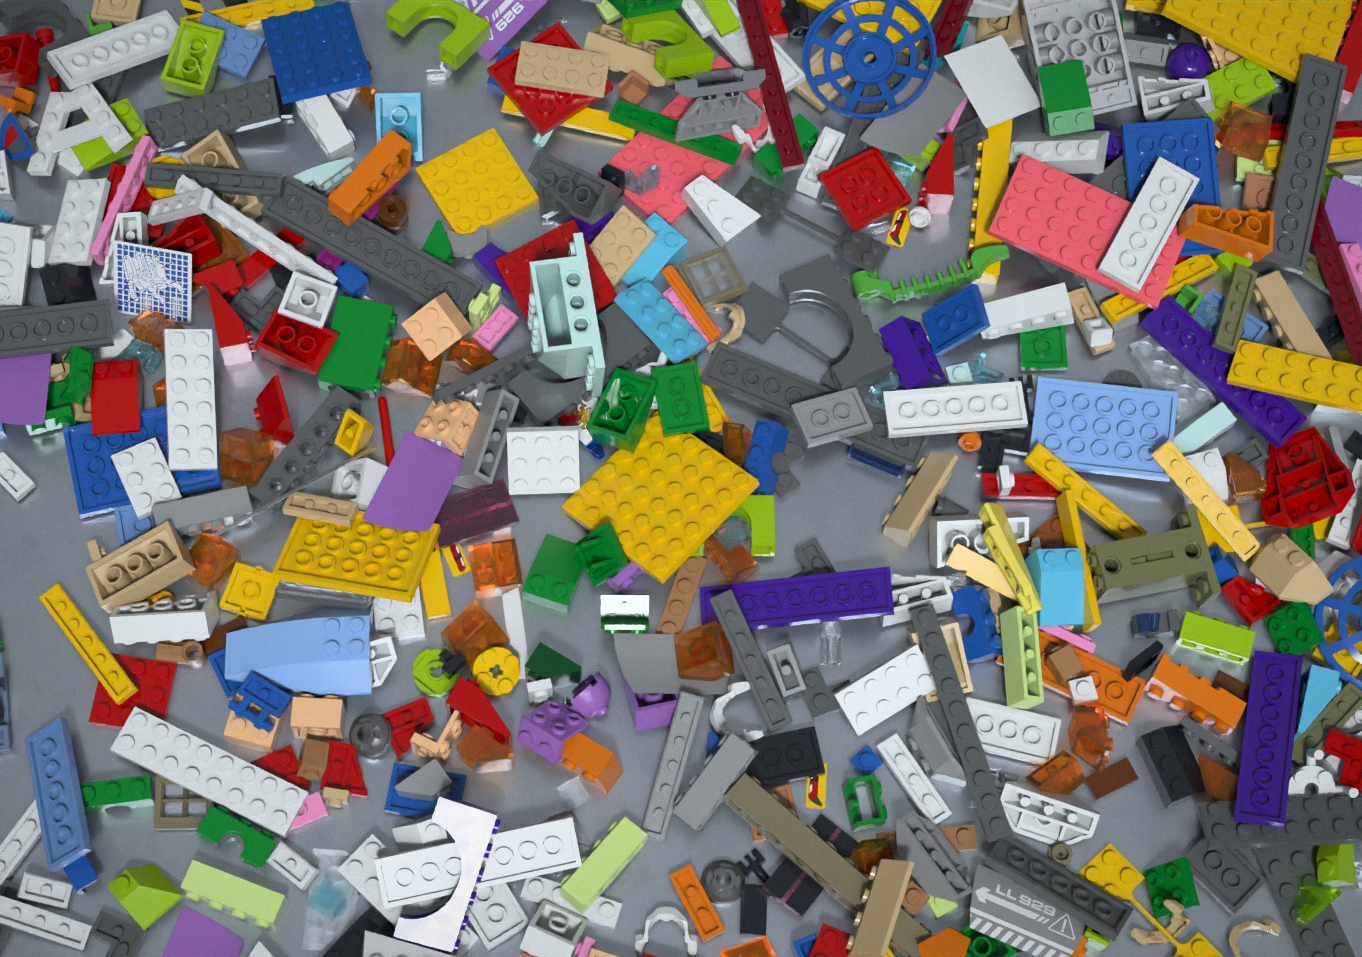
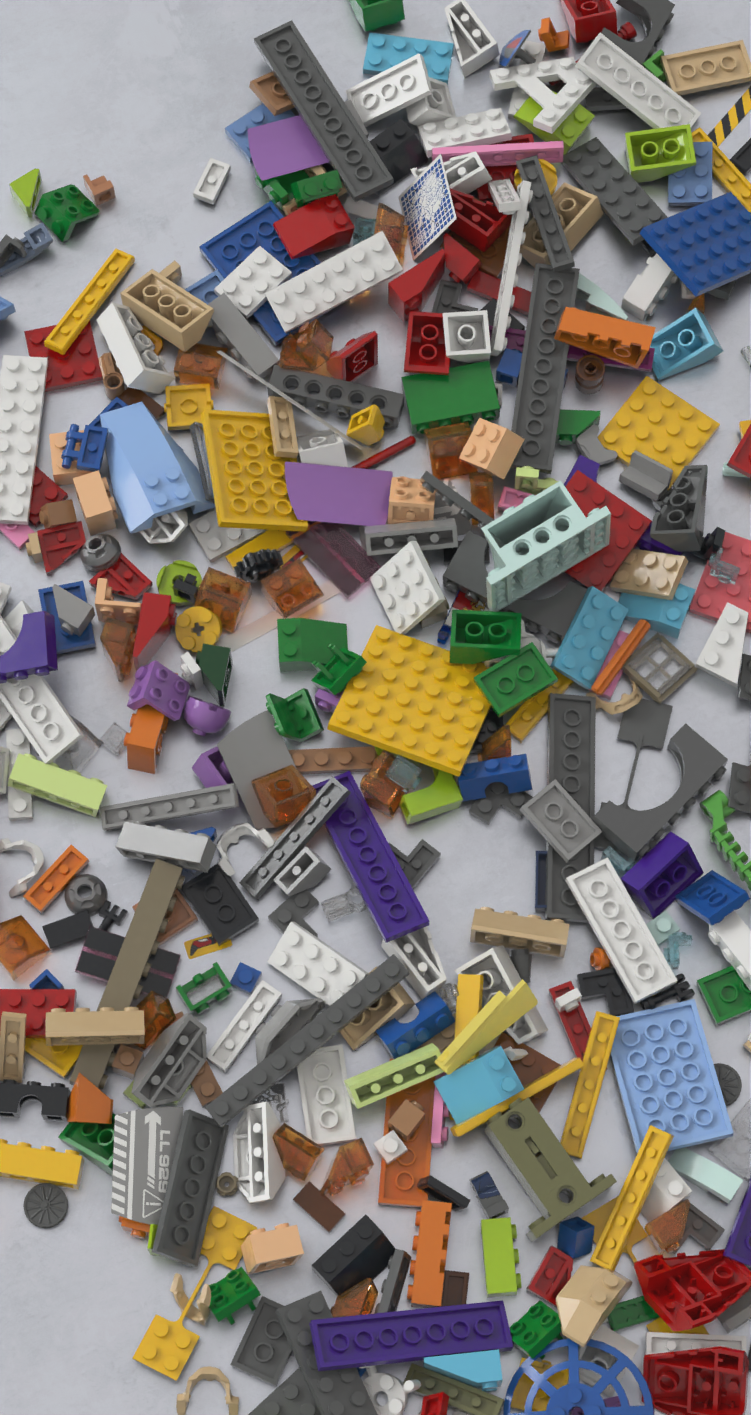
camera: 75 degrees right, 0 degrees up
(457, 587) = (258, 565): none -> black gear
(519, 209) = (646, 476): none -> light grey panel
(1144, 832) = (272, 1248): none -> light nougat brick

